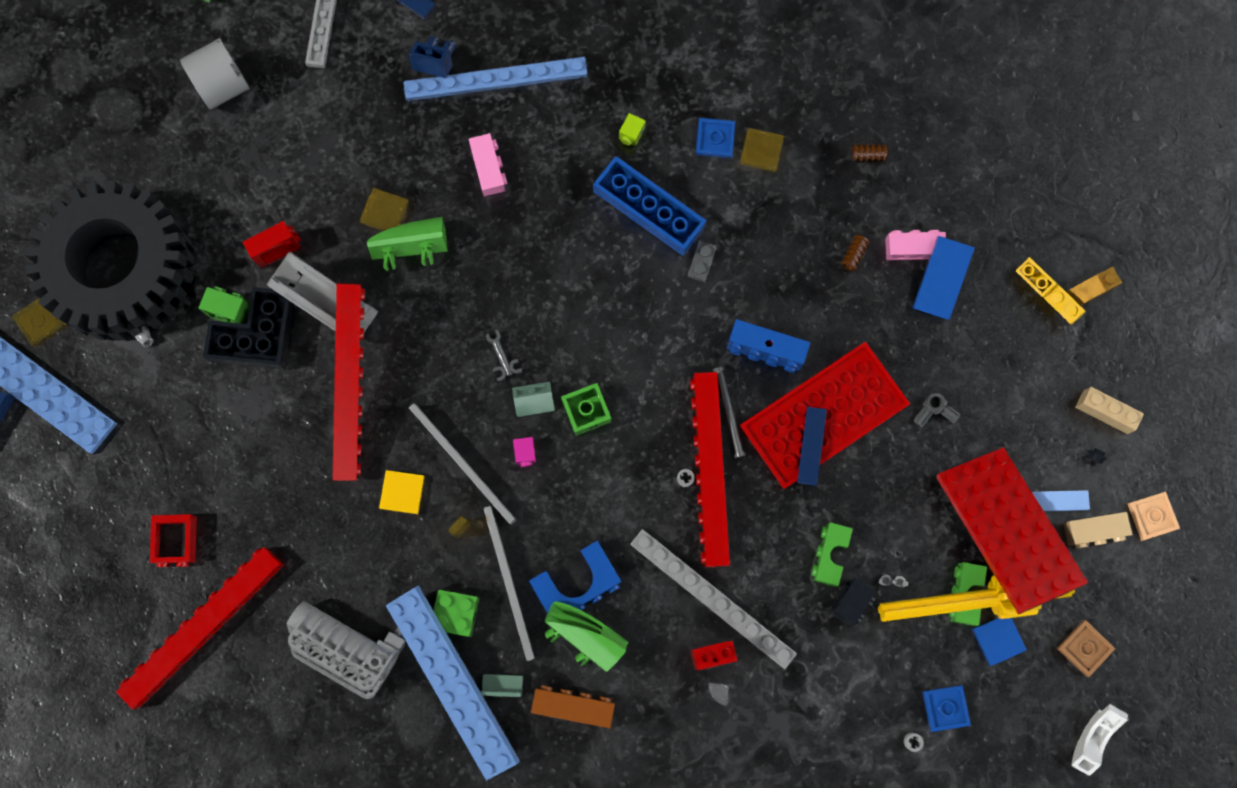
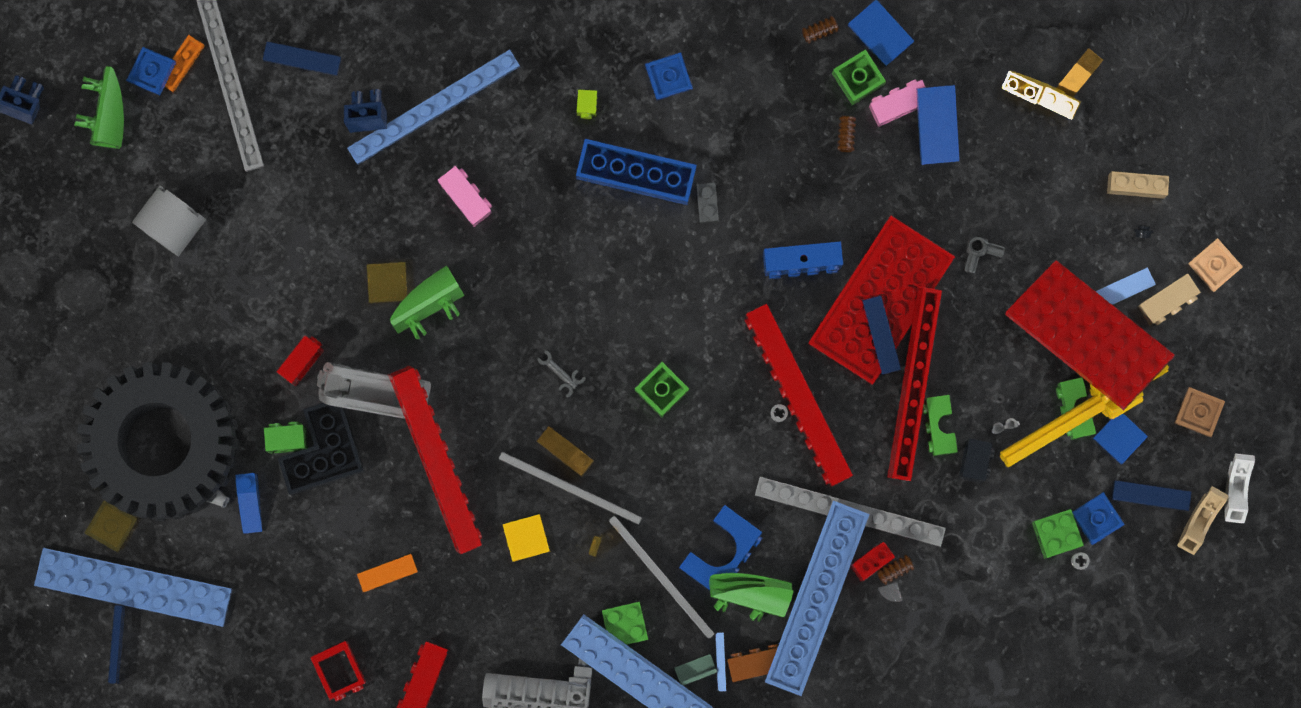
camera: 25 degrees left, 5 degrees up
(168, 350) = (249, 502): none -> blue slope
(261, 469) = (387, 573): none -> orange tile
(473, 429) = (565, 451): none -> pearl gold slope
(524, 451) = (622, 452): dark pink brick -> none
(529, 688) = (720, 655): none -> light blue tile
(533, 399) = (608, 400): sand green panel -> none
(645, 668) = (817, 598): none -> medium blue plate
(729, 413) = (793, 335): dark grey bar -> none
(732, 672) = (894, 570): none -> reddish brown piece
(762, 149) = (717, 69): clear yellow tile -> none
(824, 504) = (914, 384): none -> red brick
(887, 206) = (858, 77): none -> bright green brick
(902, 706) = (1057, 534): none -> bright green brick
(923, 178) = (880, 33): none -> blue tile
(1007, 709) = (1151, 495): none -> dark blue tile
(1049, 752) = (1201, 519): none -> tan arch

